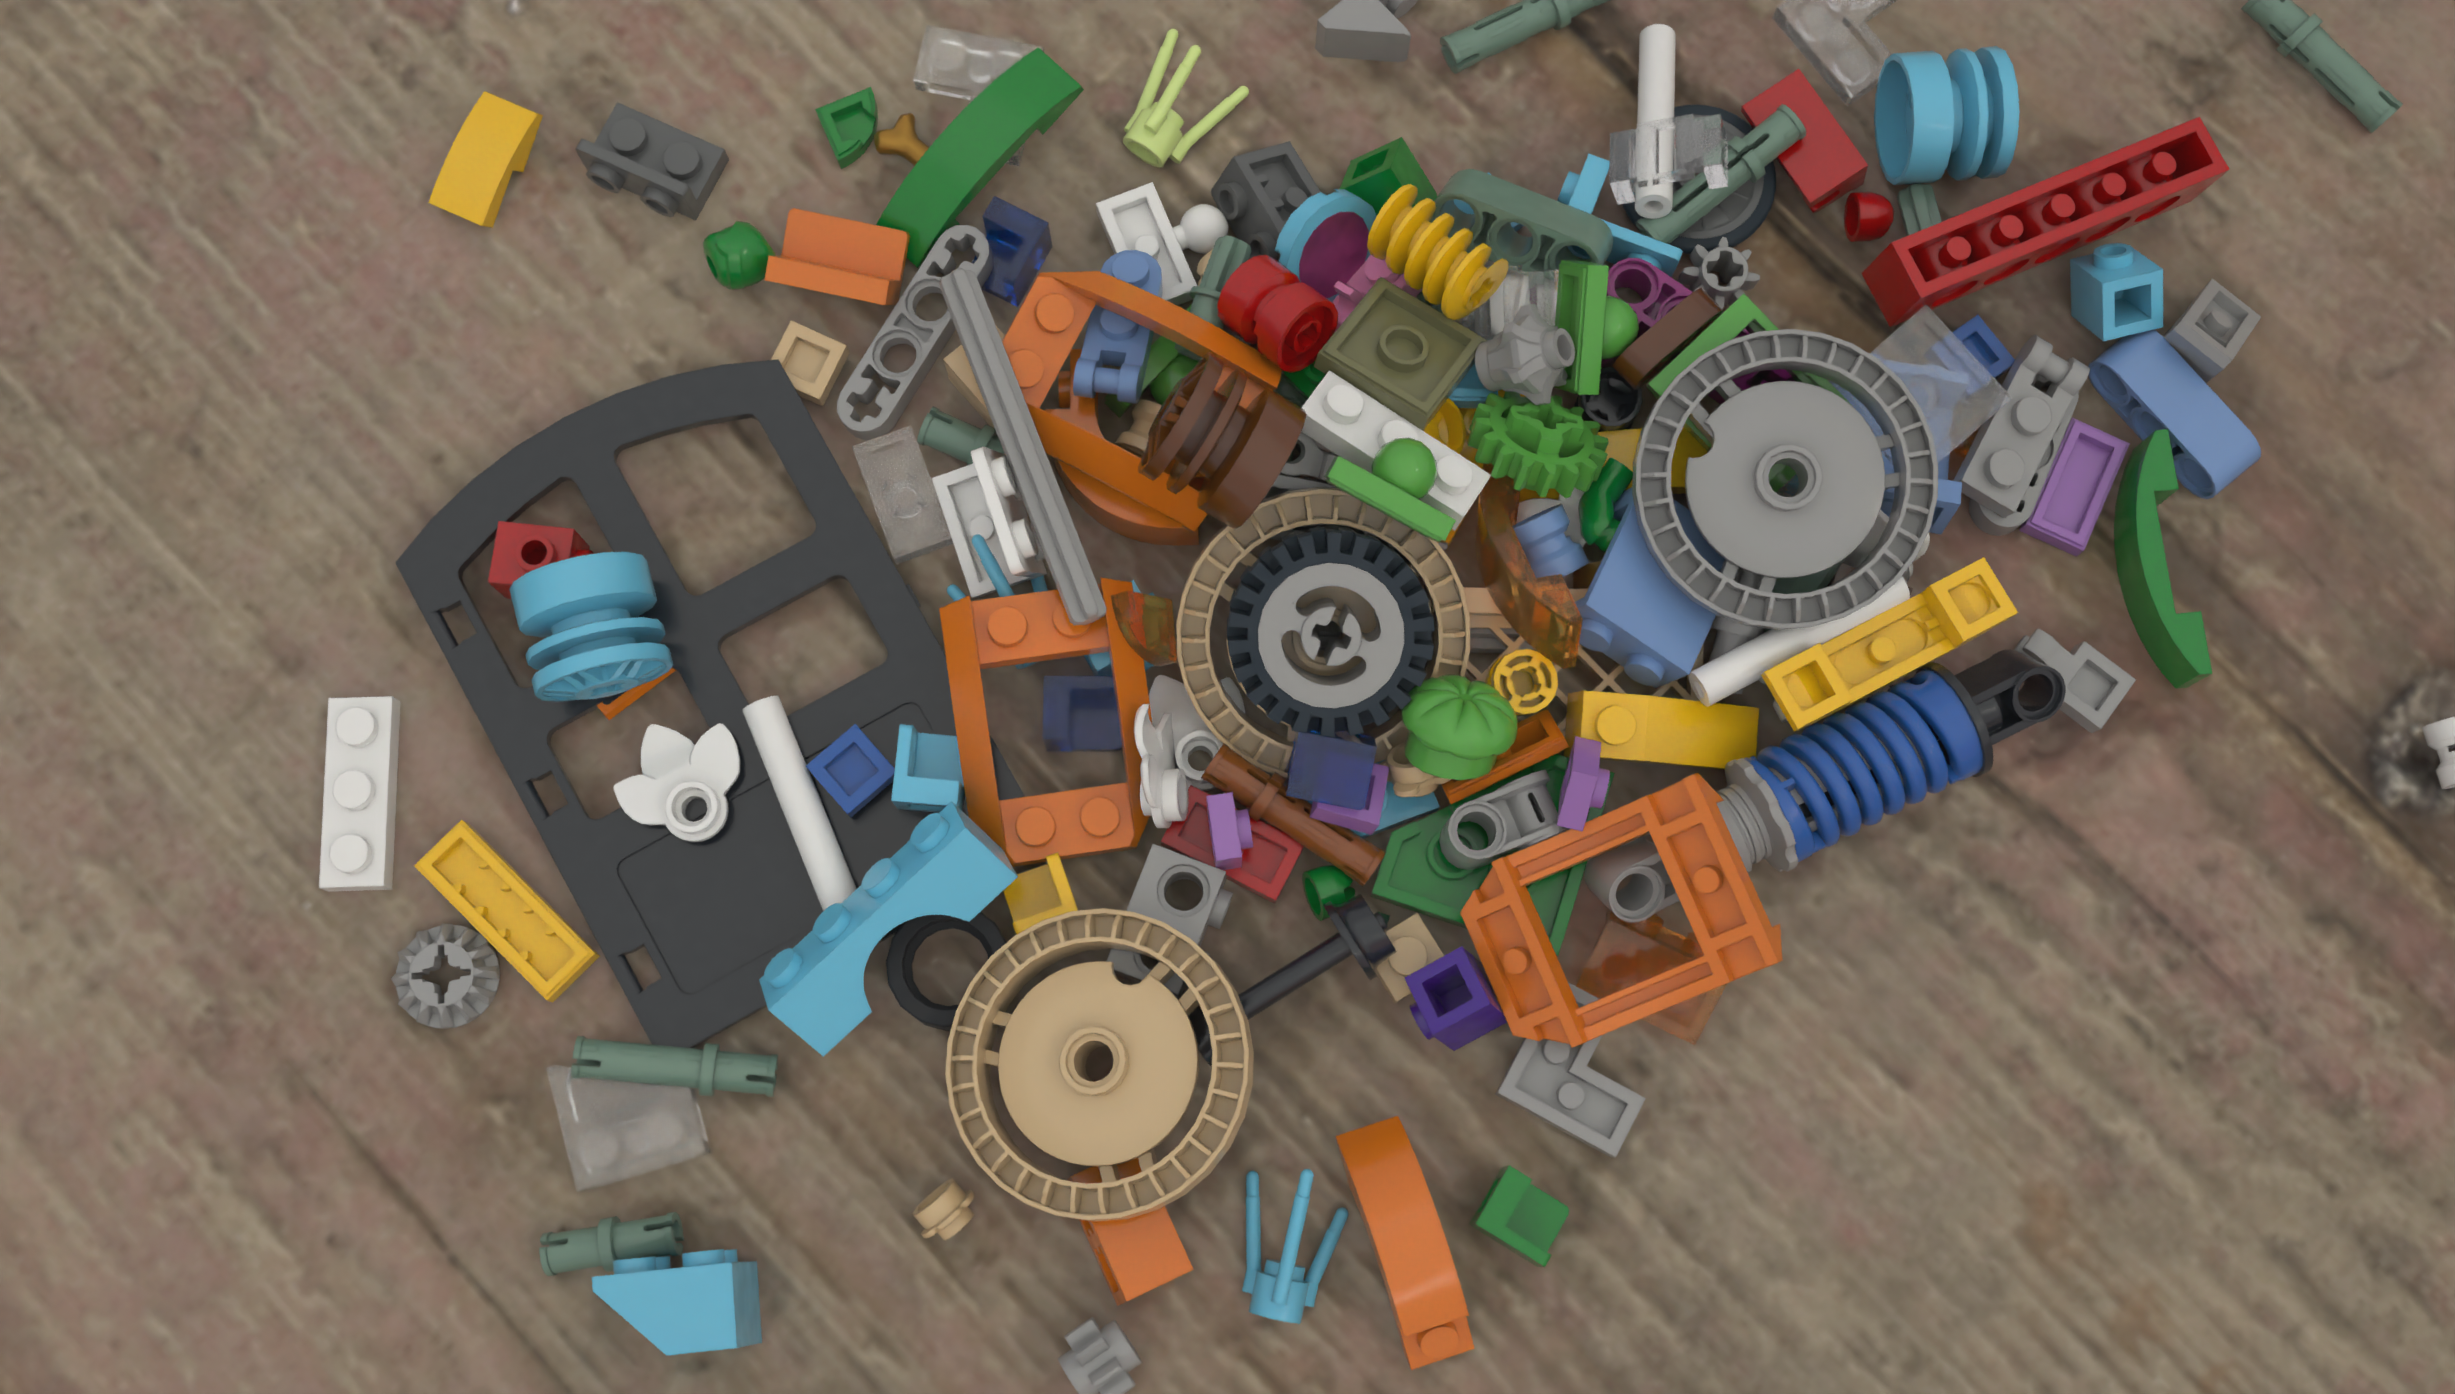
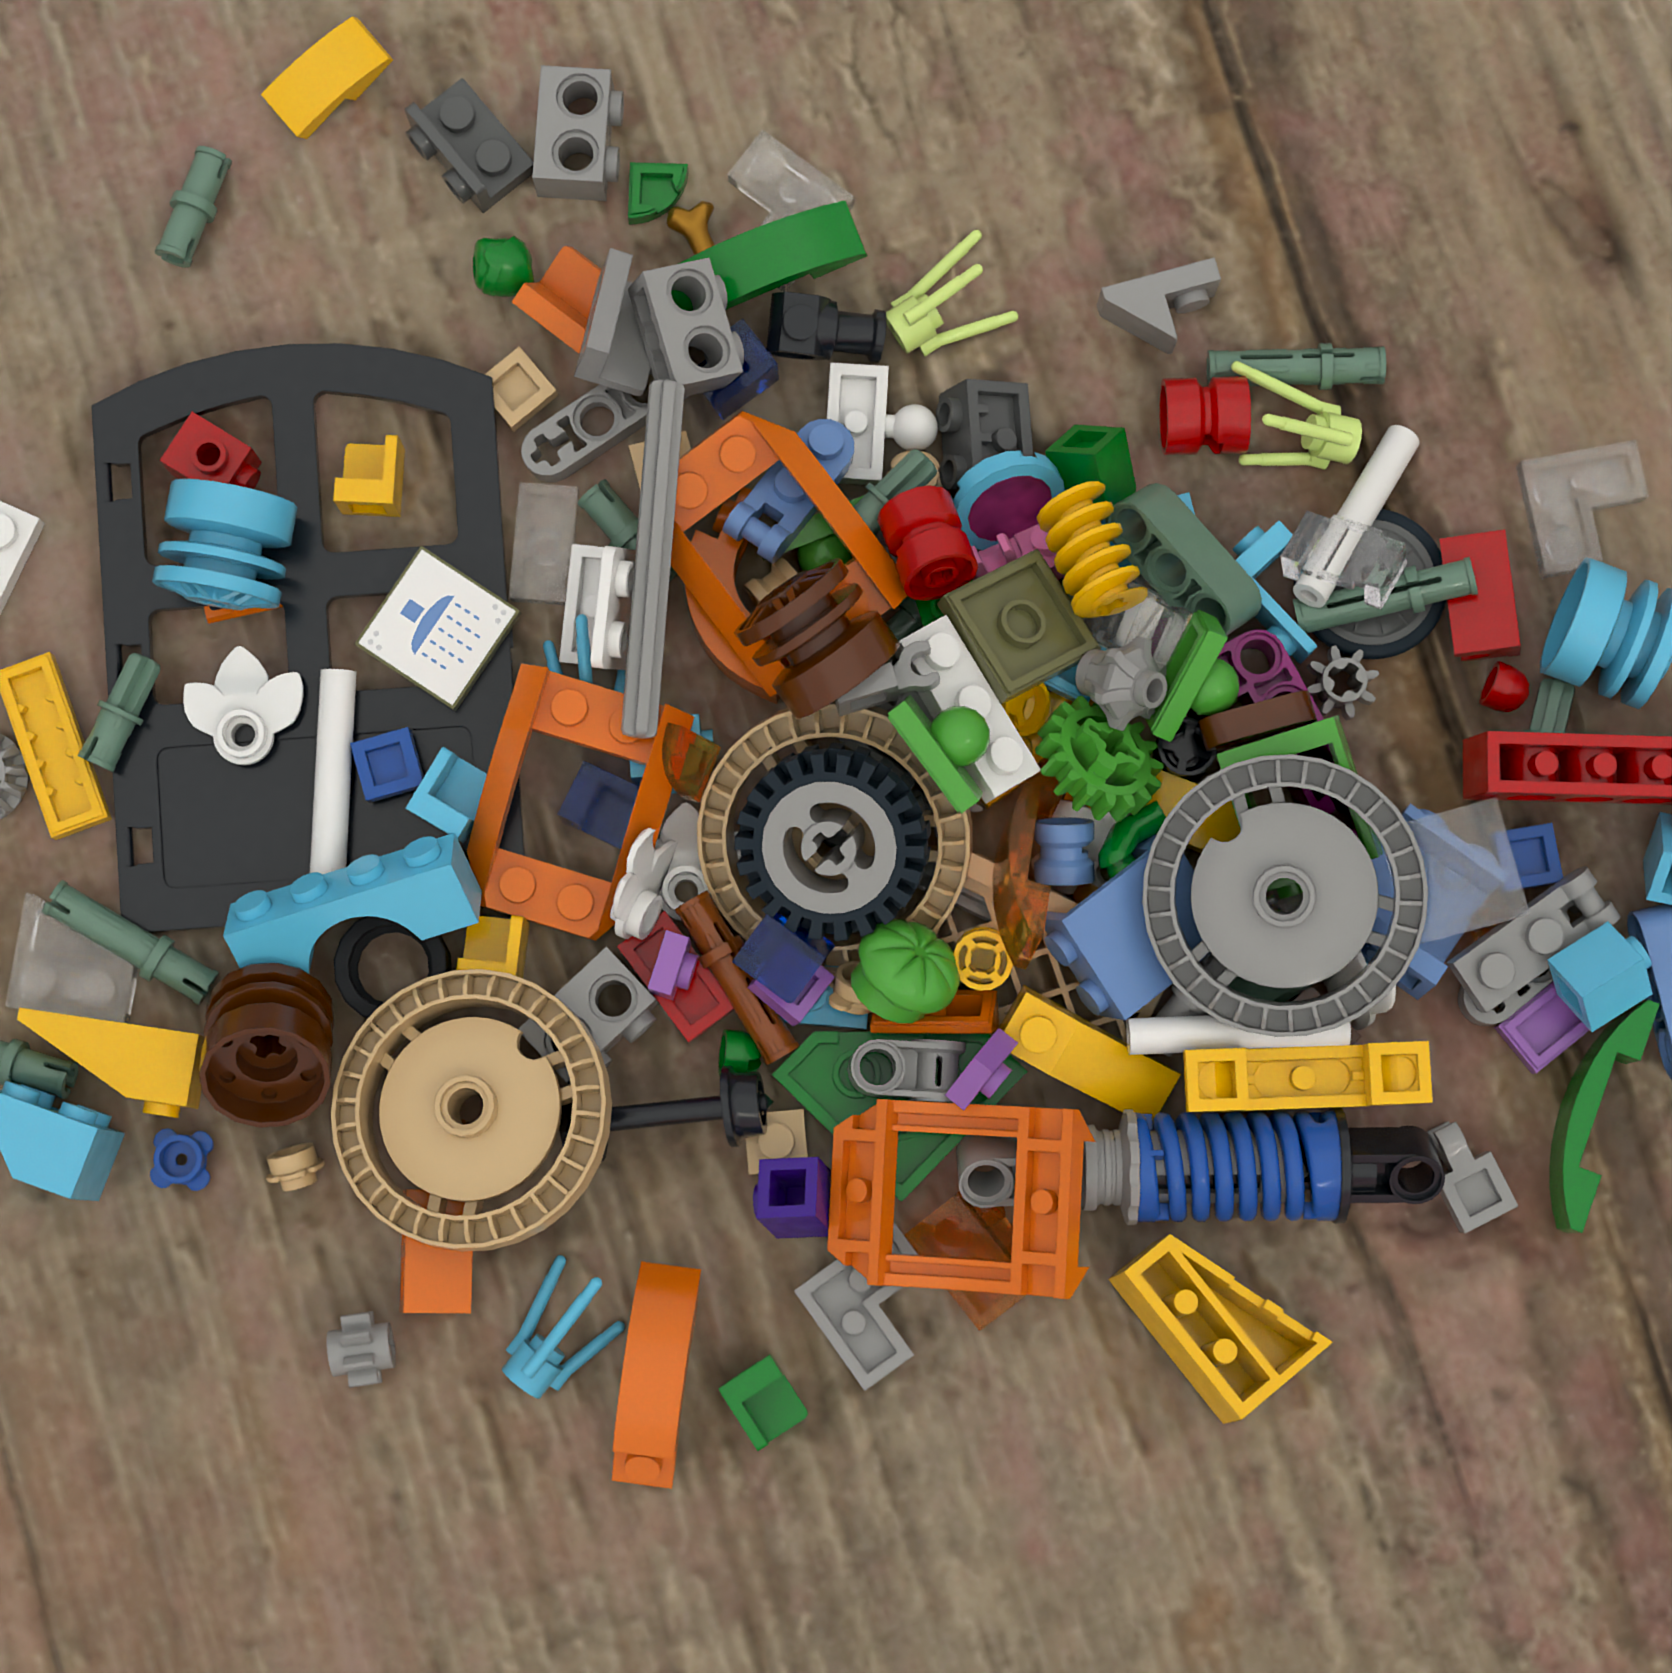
camera: 25 degrees right, 5 degrees up
(410, 334) = (193, 206): none -> sand green pin
(561, 844) = (120, 712): none -> sand green axle
(706, 511) = (371, 479): none -> yellow panel
(738, 1179) = (131, 1058): none -> yellow slope
(747, 105) = (566, 133): none -> light grey brick
(809, 1252) = (169, 1172): none -> blue plate
(839, 618) = (438, 628): none -> white tile
(863, 1099) = (267, 1045): none -> reddish brown wheel
(881, 254) = (612, 341): none -> light grey panel
(936, 231) = (671, 330): none -> light grey brick
(1063, 178) = (814, 328): none -> black connector
(1311, 452) = (890, 682): none -> light grey plate
(1463, 97) = (1205, 415): none -> red wheel
(1584, 63) = (1325, 435): none -> yellowish green plant
(1918, 931) = (1214, 1328): none -> yellow wedge
(2102, 427) = (1601, 975): none -> medium azure brick

